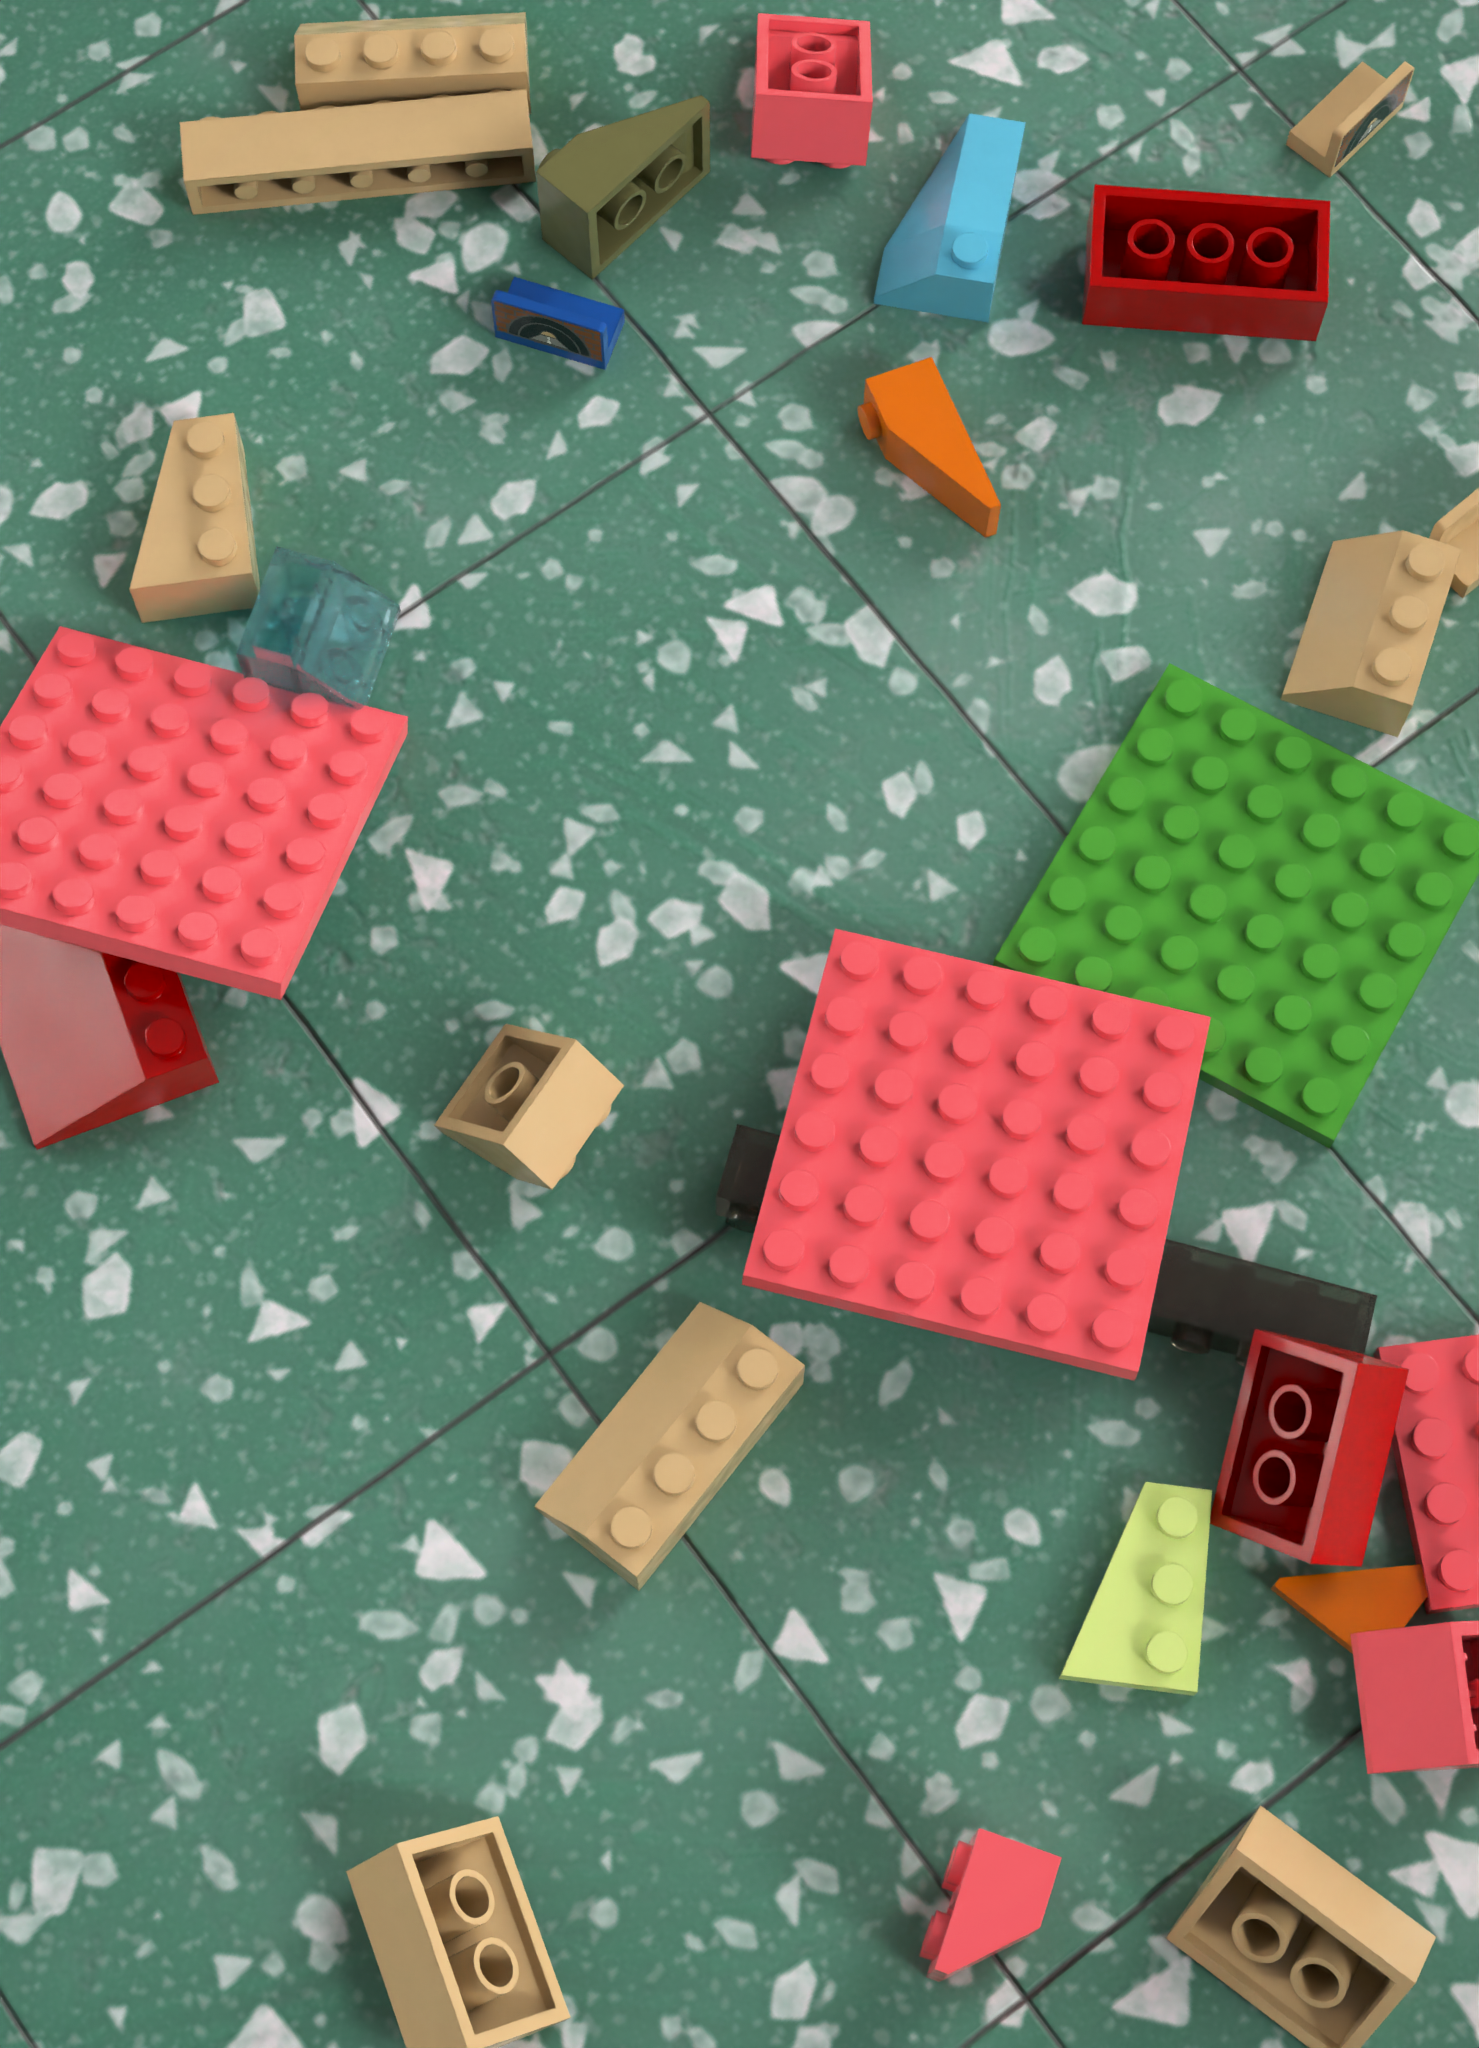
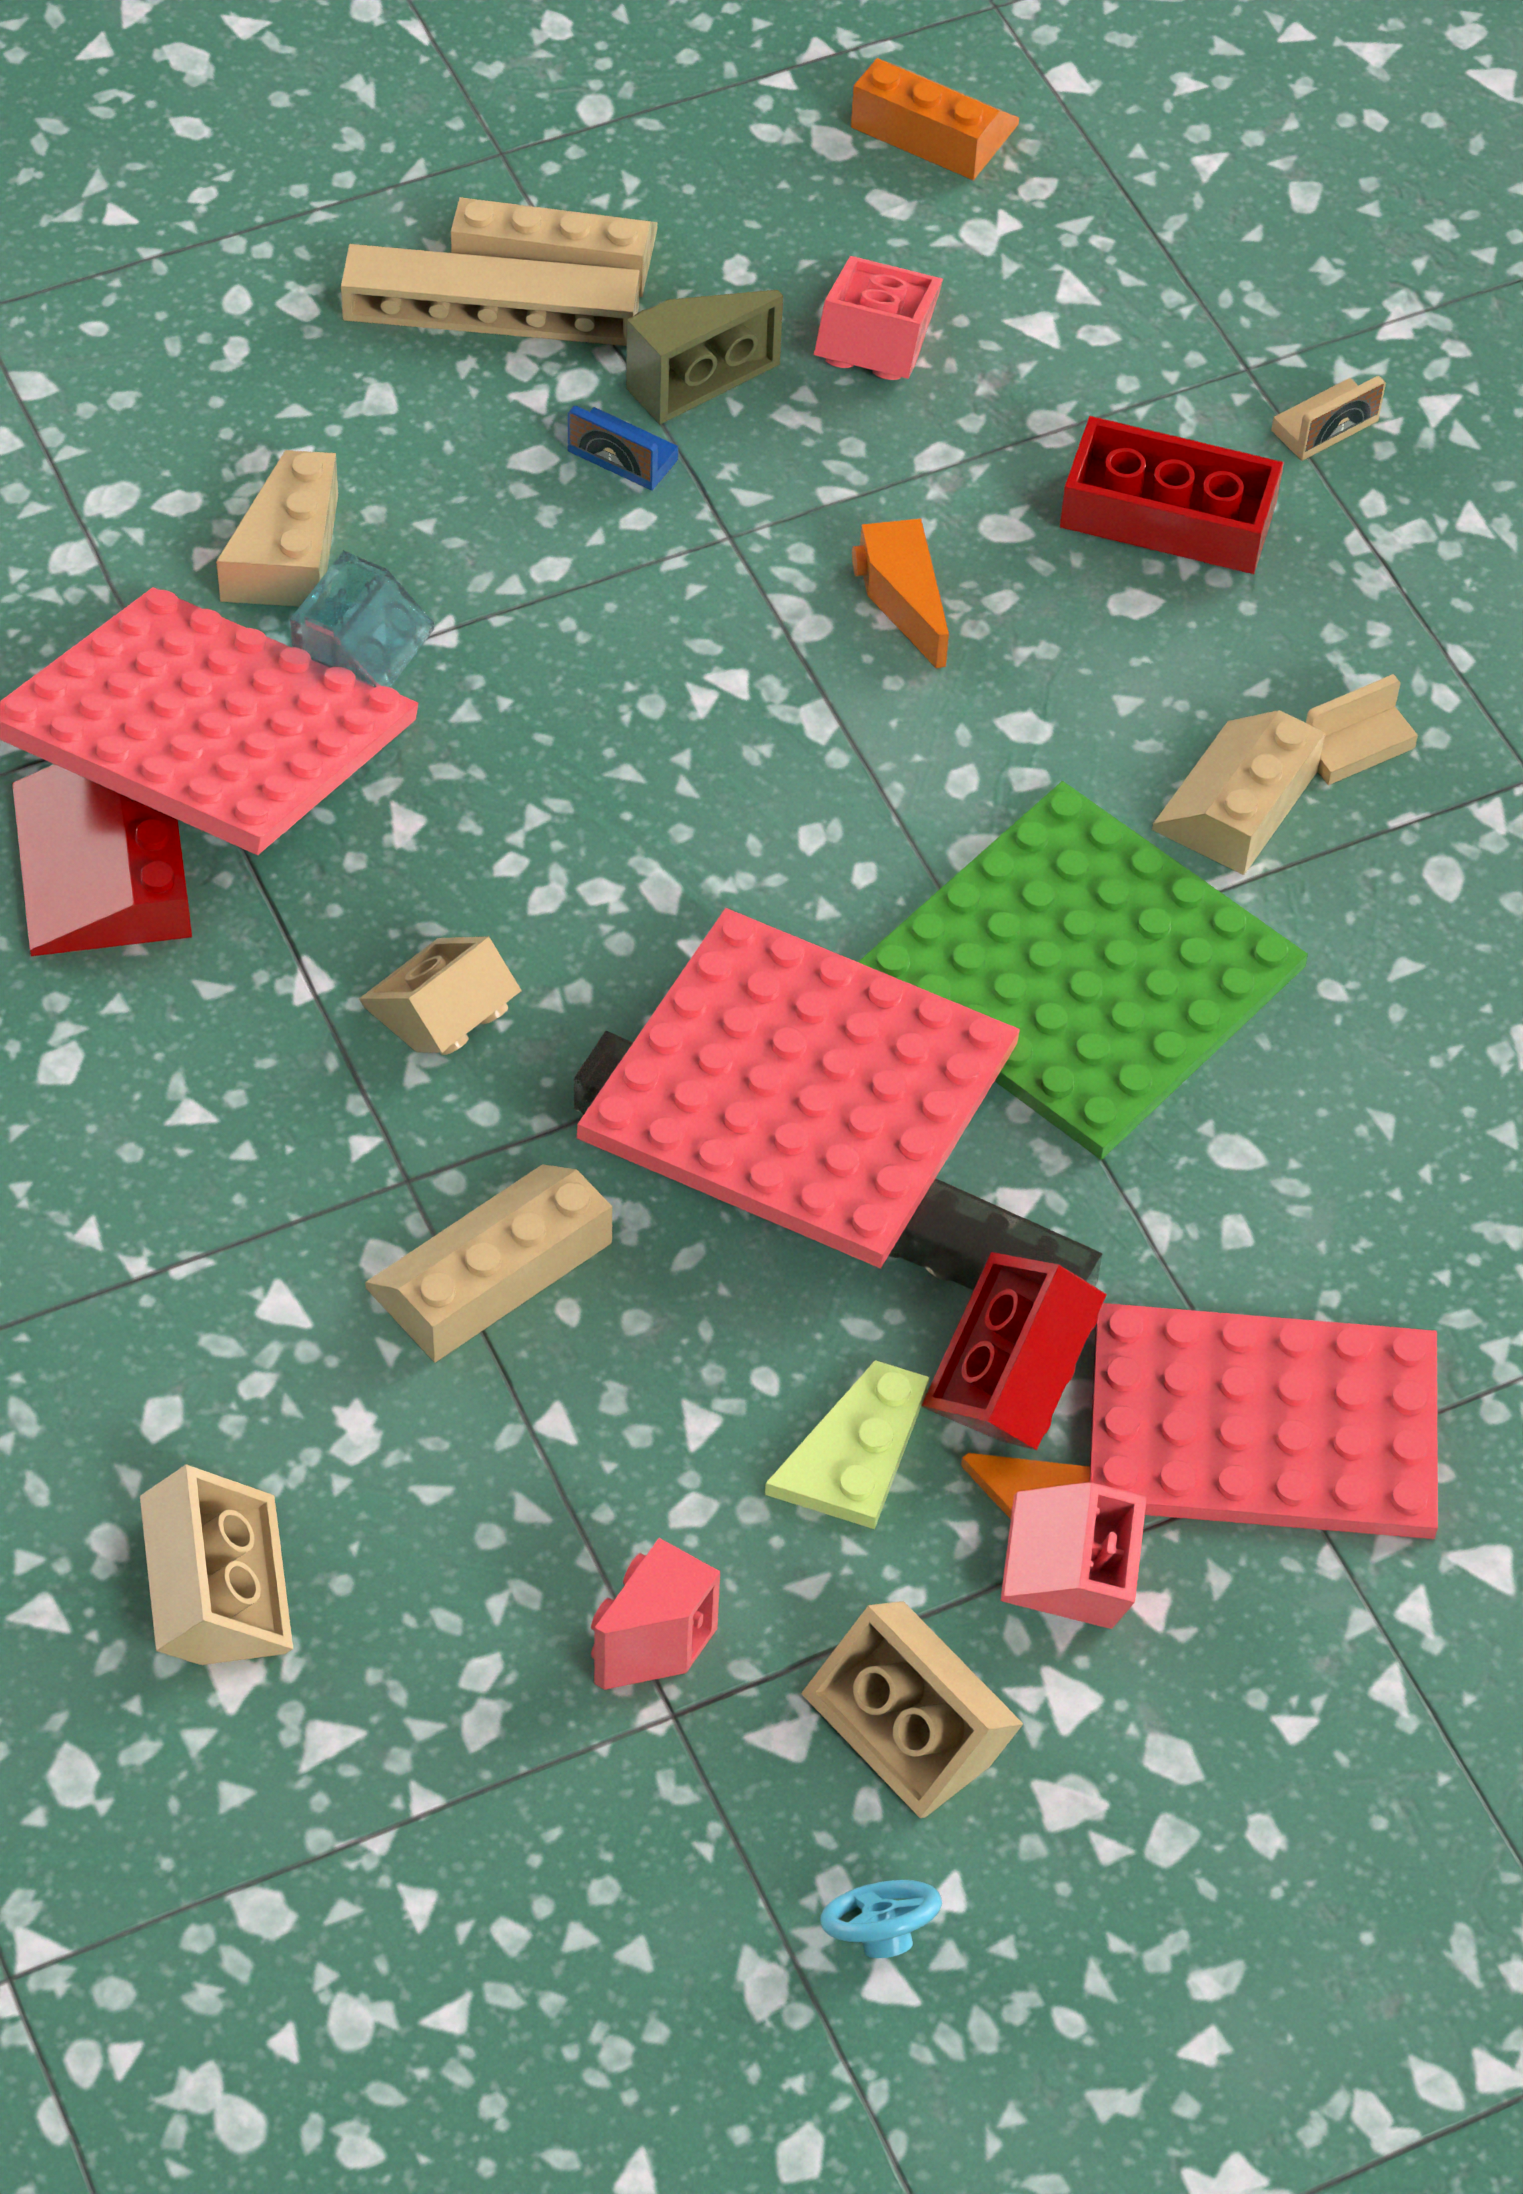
camera: 10 degrees right, 15 degrees down
(954, 232) = (975, 439): medium azure wedge -> none

